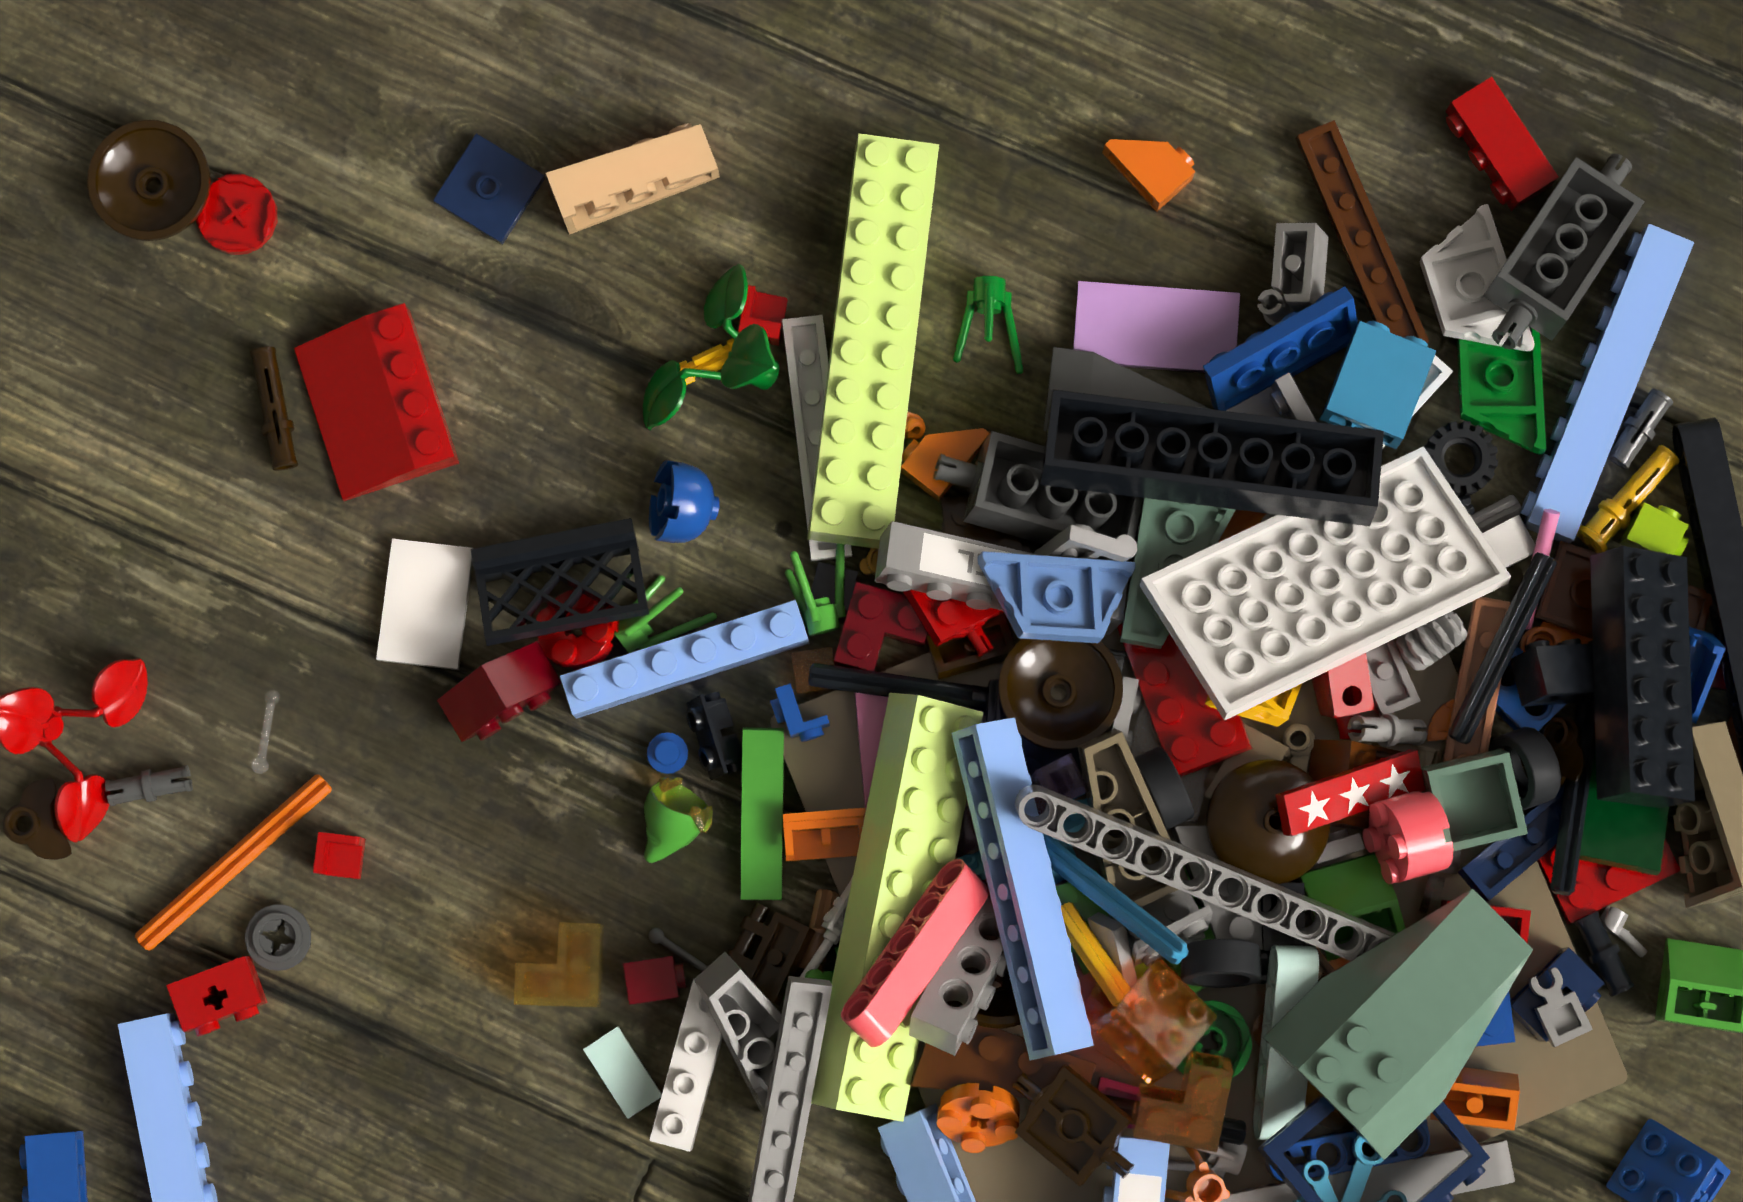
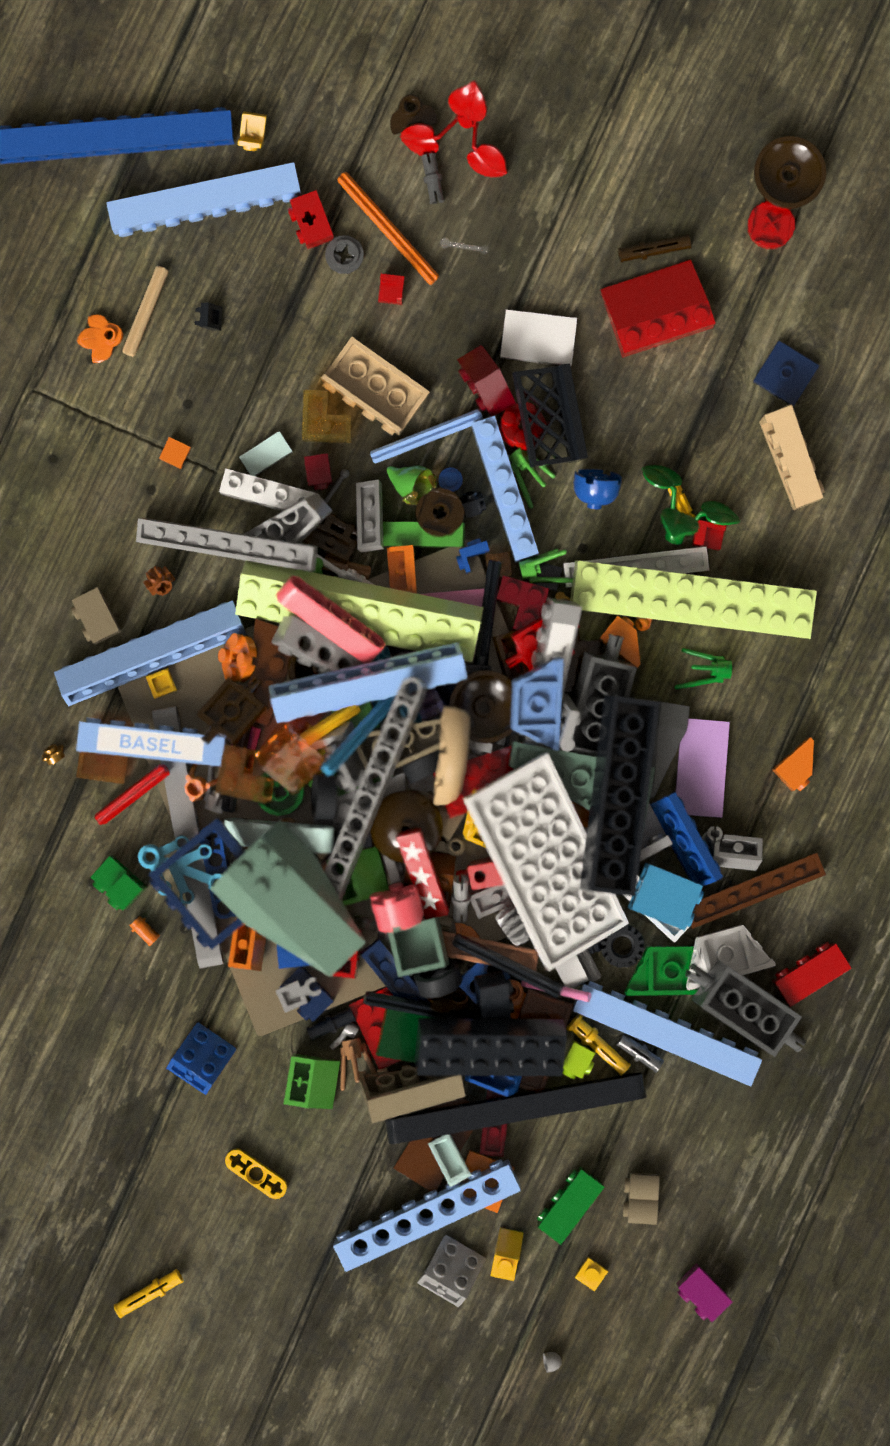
camera: 90 degrees right, 5 degrees up
(61, 1098) = (252, 131): none -> yellow bracket
(383, 1170) = (210, 316): none -> black tile
(507, 884) = (374, 387): none -> tan bracket
(592, 795) = (426, 436): none -> light blue axle
(706, 779) = (433, 501): none -> dark brown plate
(731, 890) = (369, 516): none -> light grey plate
(1159, 738) = (453, 762): none -> tan brick
(1647, 916) = (353, 1050): none -> medium nougat plant

